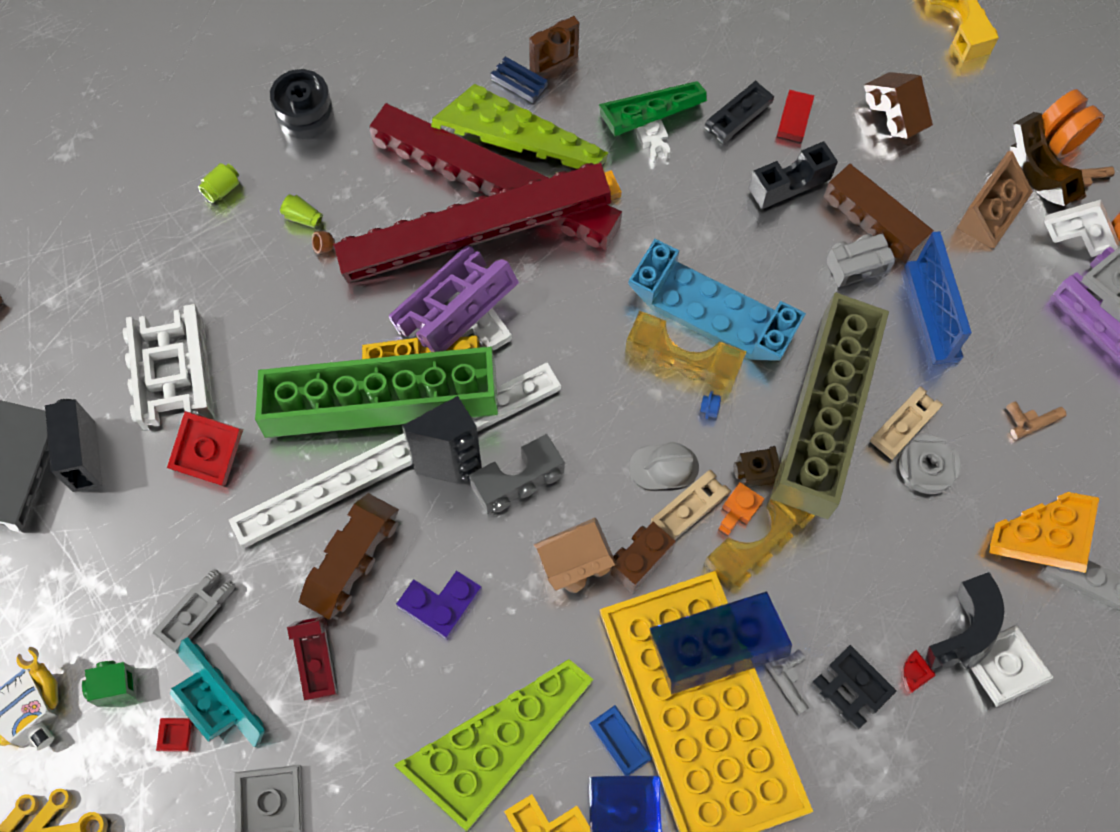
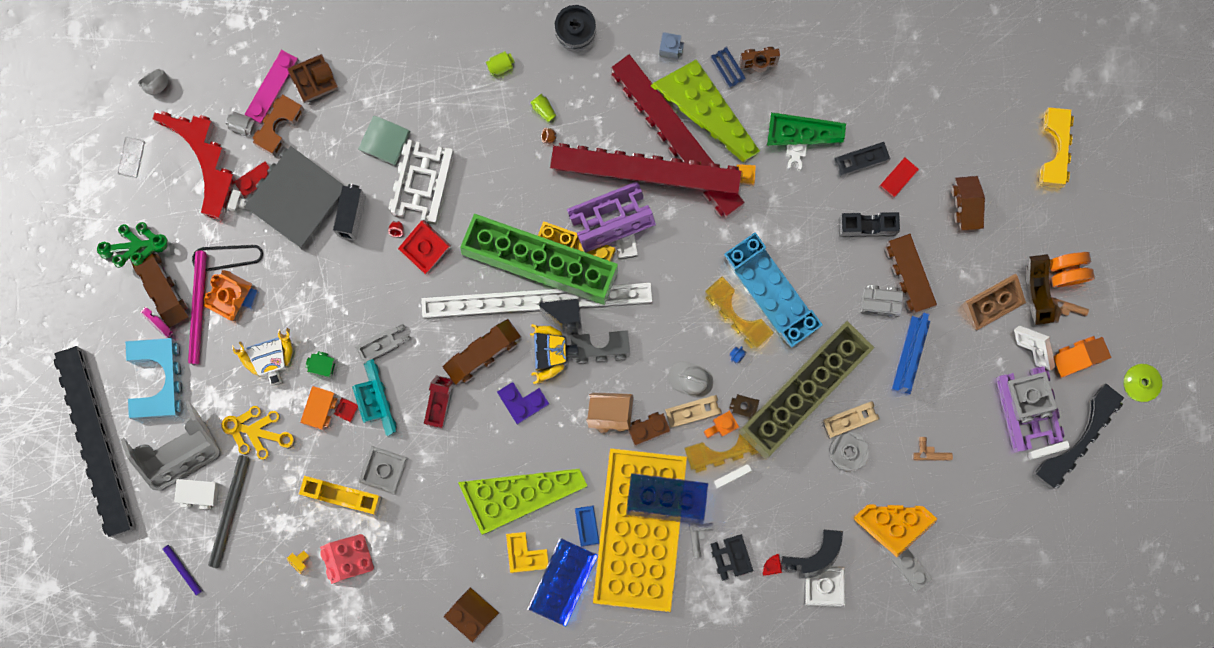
camera: 30 degrees right, 15 degrees up
(93, 337) = (384, 140): none -> sand green slope
(128, 751) = (319, 408): none -> orange brick
(149, 446) = (392, 229): none -> red hinge
(435, 78) = (671, 45): none -> sand blue brick
(451, 510) = (550, 352): none -> torso
(792, 569) = (732, 476): none -> white tile

